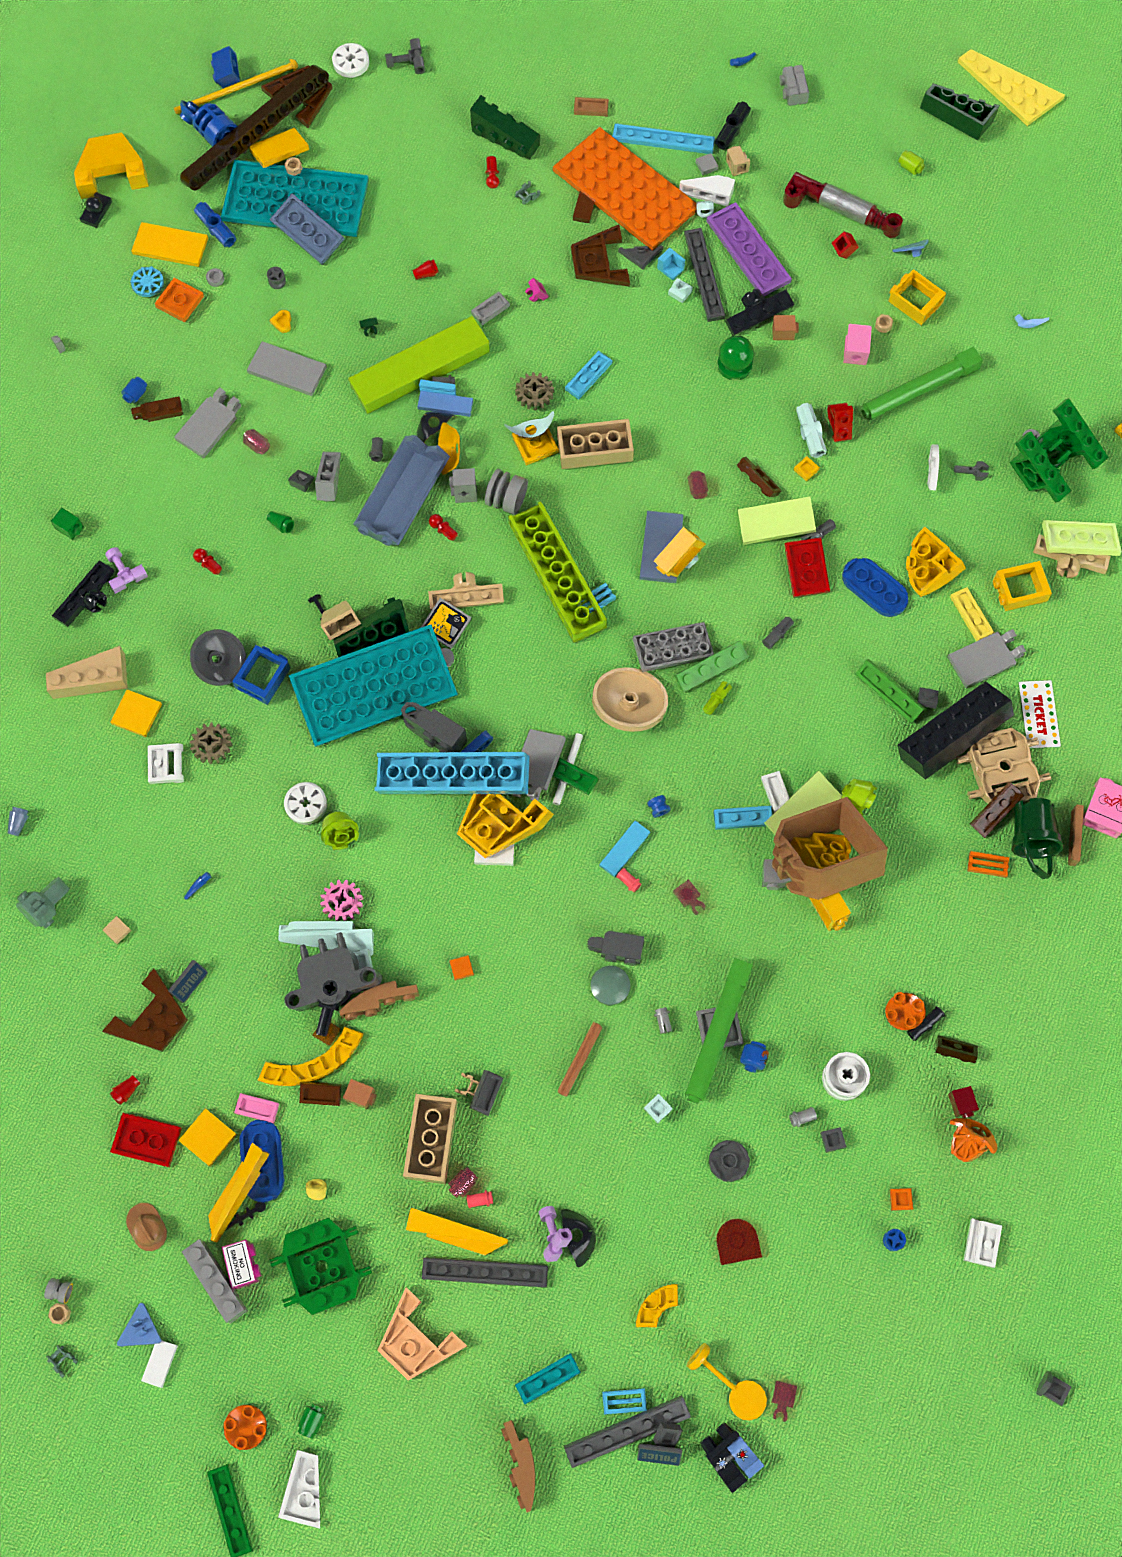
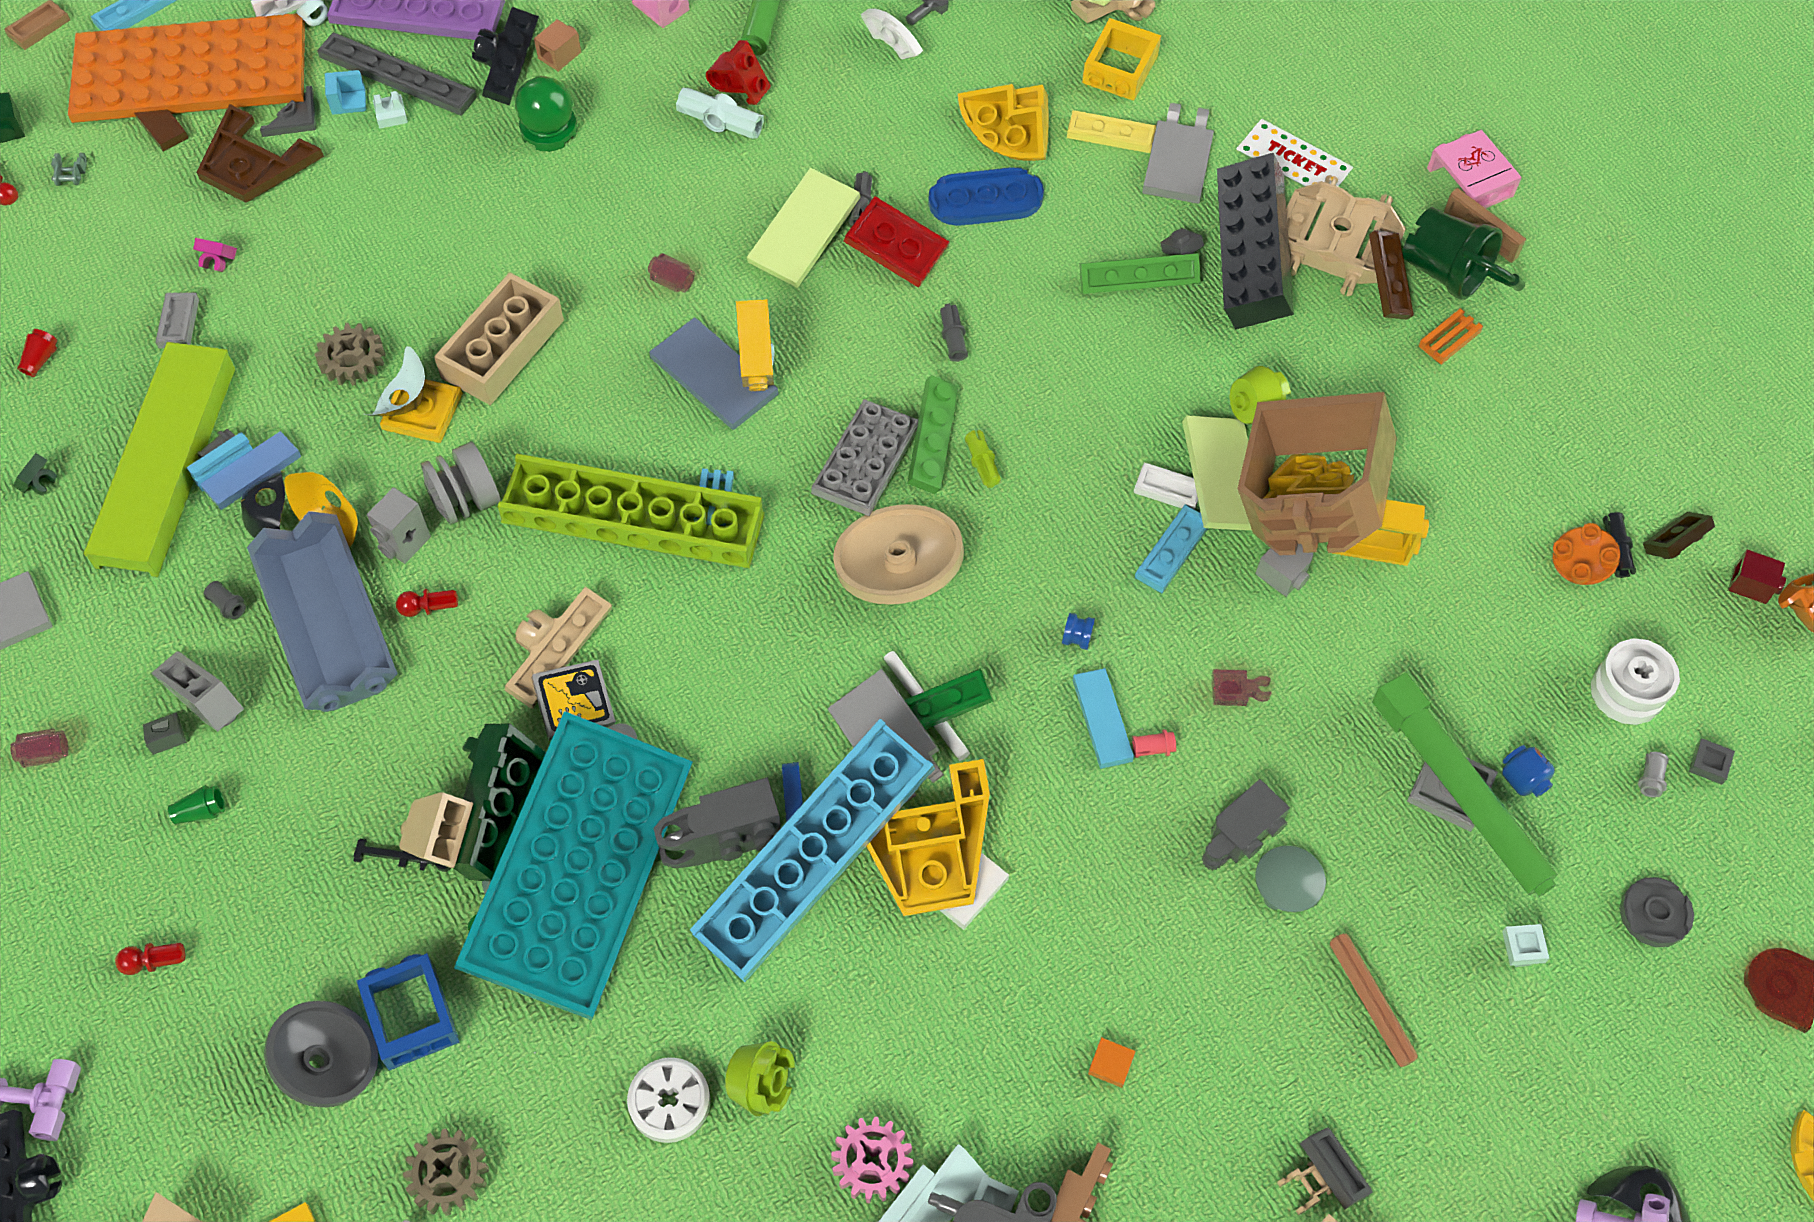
camera: 55 degrees left, 10 degrees down
(588, 375) = (393, 284): medium azure tile -> none
(663, 1019) = (1393, 847): light grey pin -> none
(759, 477) = (724, 206): reddish brown hinge -> none
(806, 468) = (763, 154): yellow tile -> none

